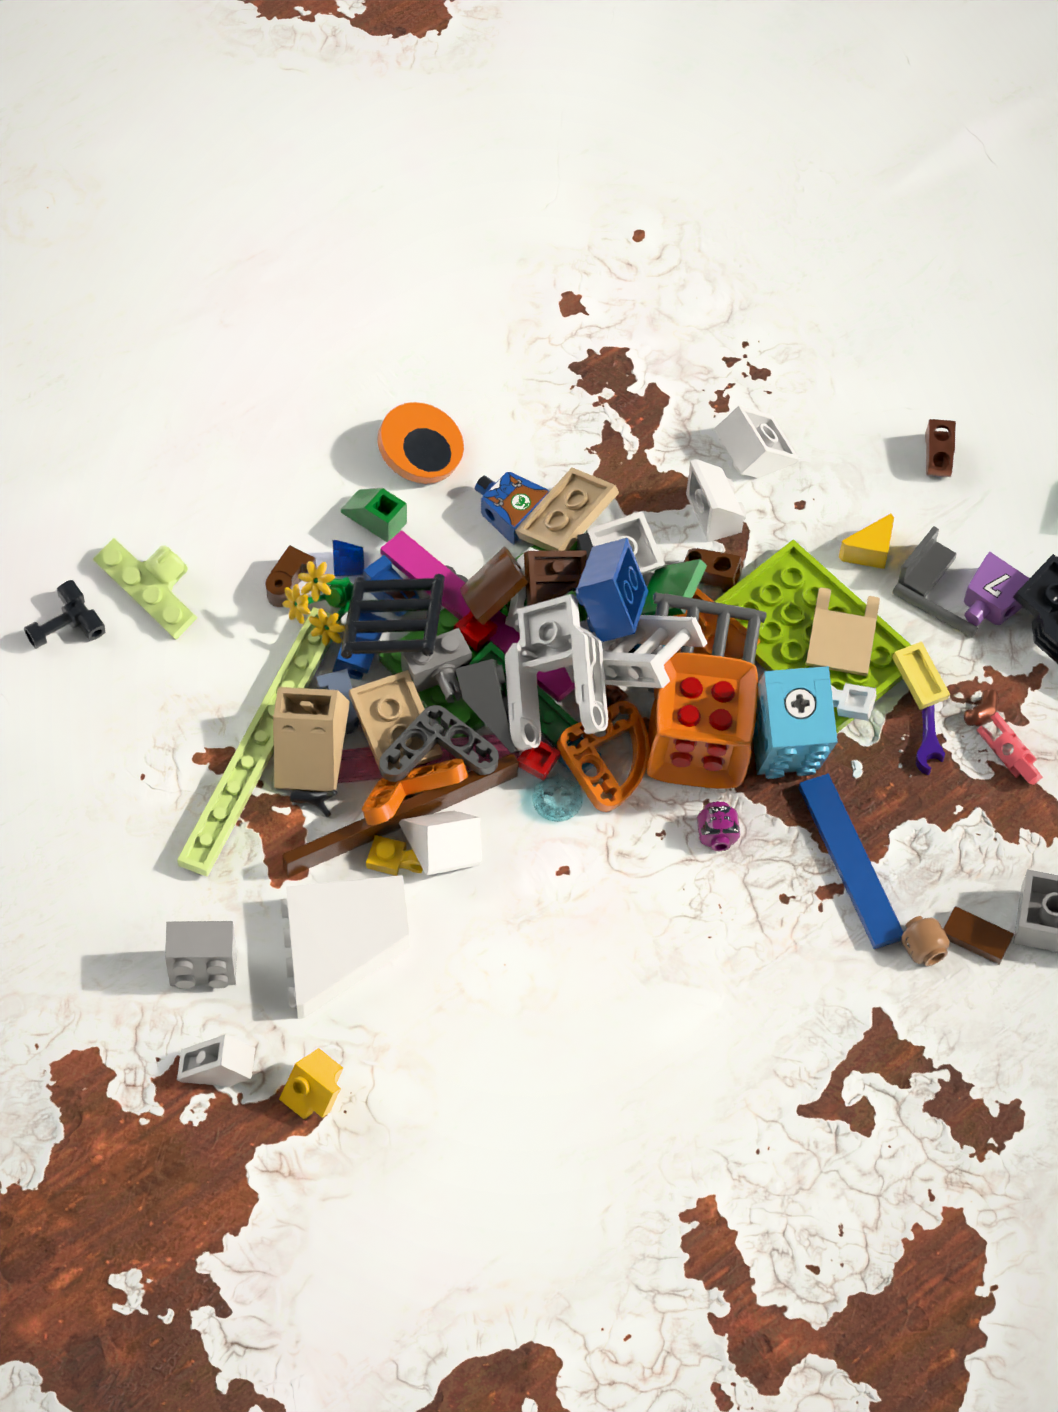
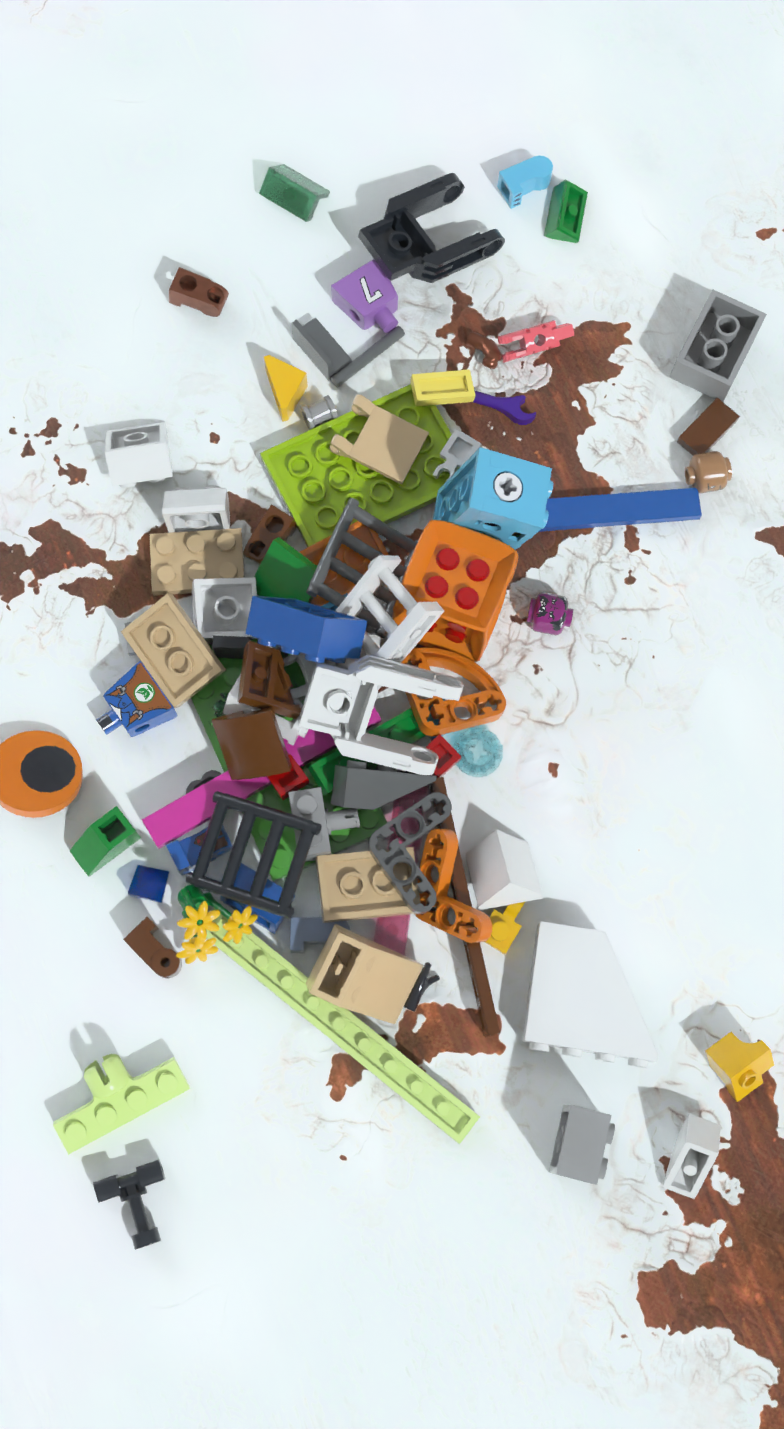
camera: 75 degrees left, 15 degrees up
(670, 516) = (194, 555): none -> tan plate
(855, 579) = (319, 412): none -> light grey bush

